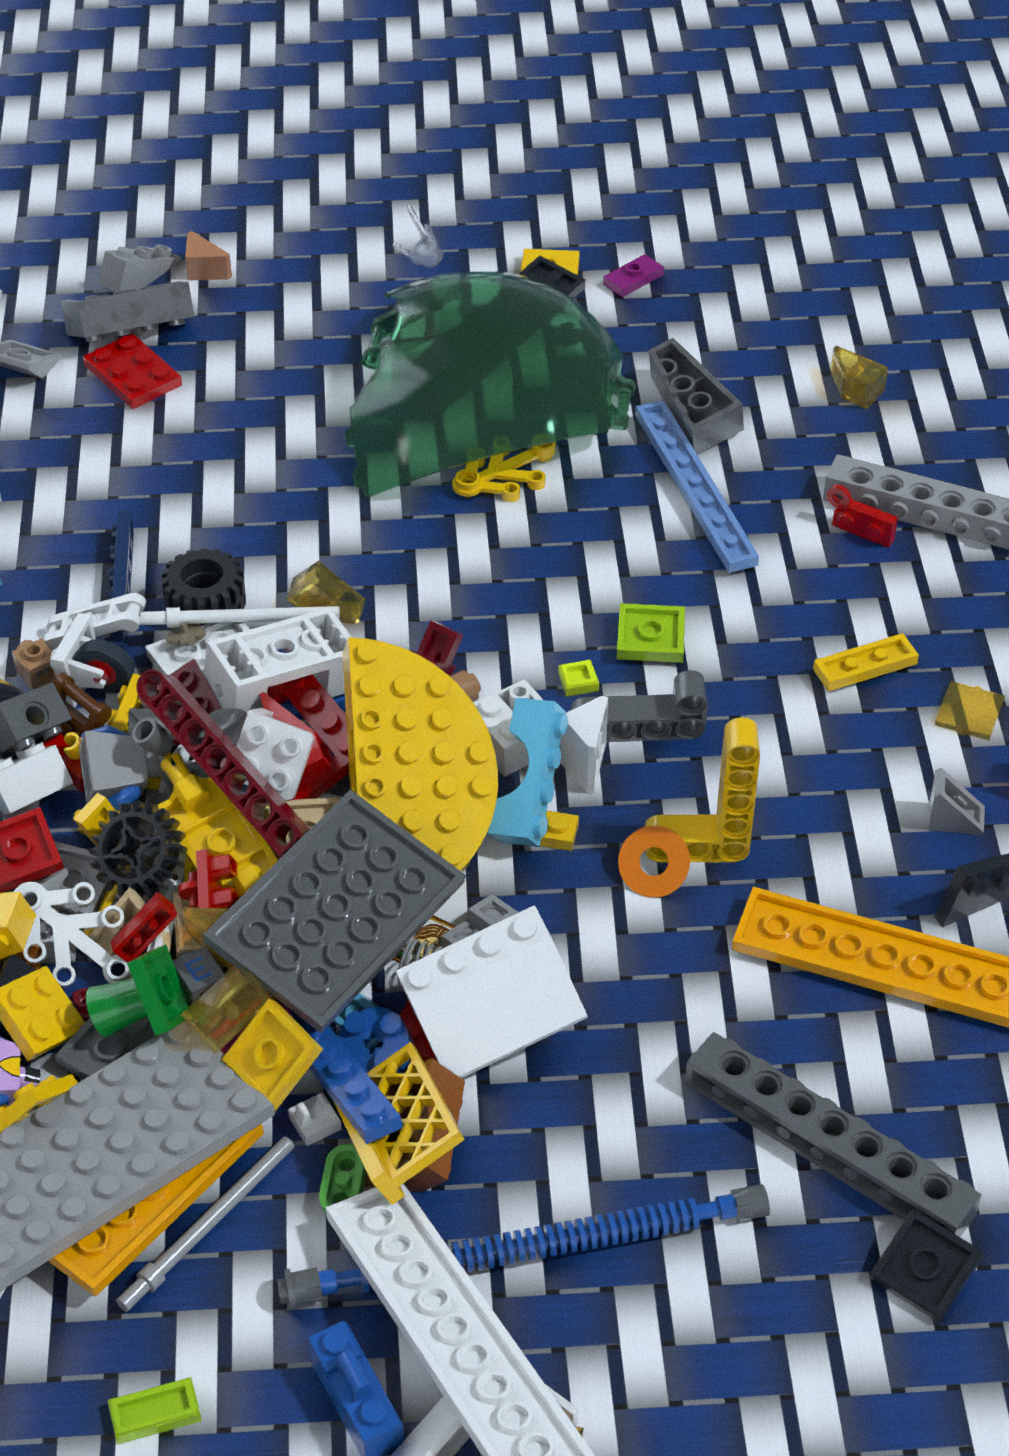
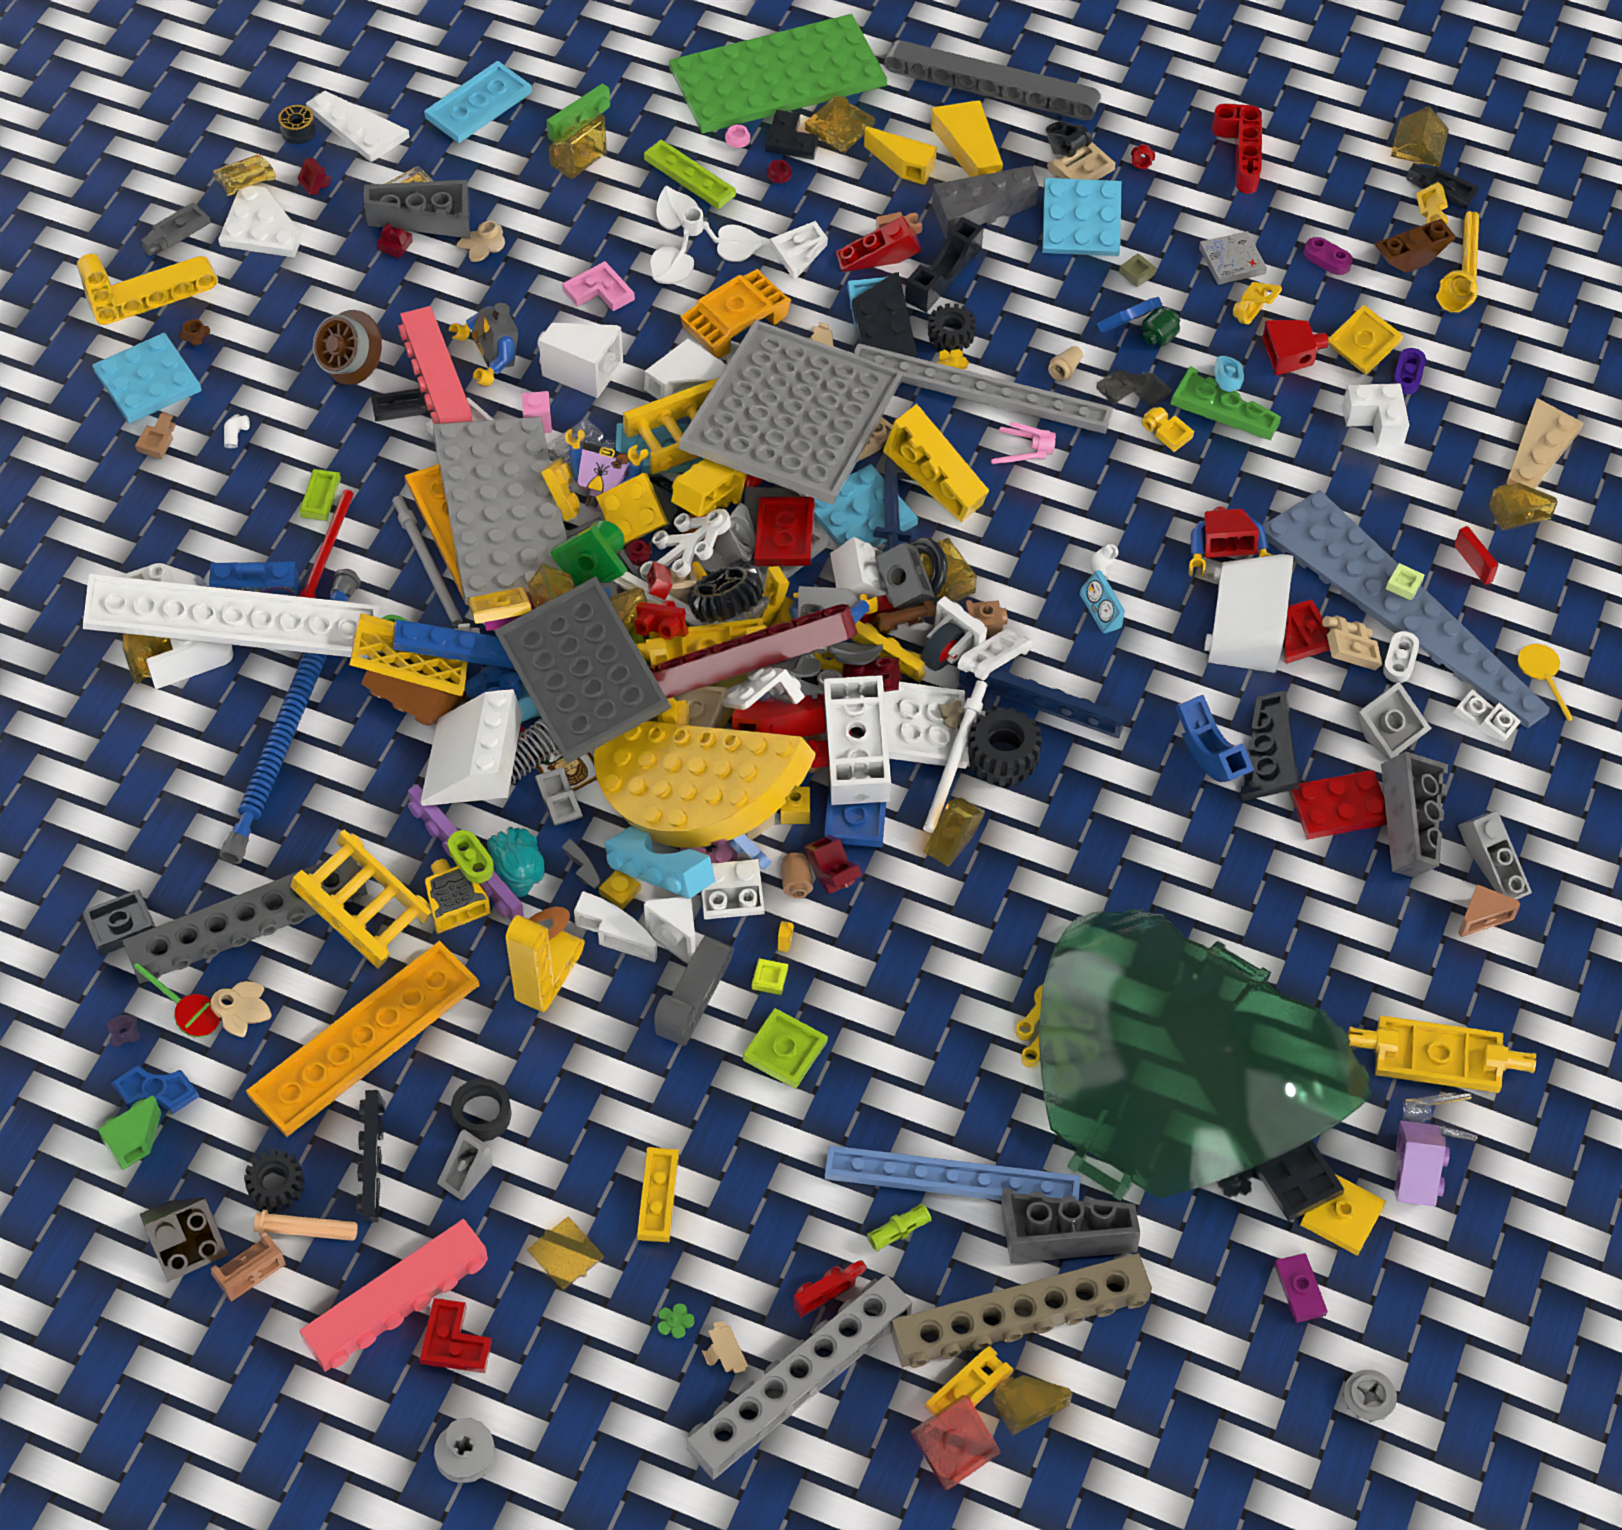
camera: 115 degrees right, 10 degrees up
(102, 418) = (1271, 749): none -> black wing
(126, 450) = (1208, 746): none -> blue arch
(250, 1348) = (327, 545): none -> red bar
(363, 250) = (1440, 1053): none -> yellow plate
(480, 224) = (1421, 1158): none -> brick
(531, 673) = (785, 936): none -> yellow tile
(560, 855) = (586, 873): none -> dark grey slope
(589, 921) = (516, 859): none -> teal hair
(606, 980) = (439, 825): none -> medium lavender plate
(612, 808) = (614, 927): none -> white slope
(625, 937) = (472, 858): none -> lime plate
(670, 957) = (454, 897): none -> torso
(685, 218) = (1363, 1382): none -> light grey gear
(766, 501) = (899, 1227): none -> lime pin
(772, 1033) = (354, 926): none -> yellow fence
(785, 404) = (1125, 1272): none -> dark tan brick
(872, 415) = (971, 1381): none -> yellow plate
(880, 844) = (478, 1088): none -> black tyre
(934, 1091) = (245, 1007): none -> tan plate
(936, 403) = (955, 1442): none -> clear red plate
(966, 566) = (725, 1348): none -> tan piece
(967, 611) = (675, 1321): none -> bright green plant
(975, 1126) = (192, 1013): none -> red piece

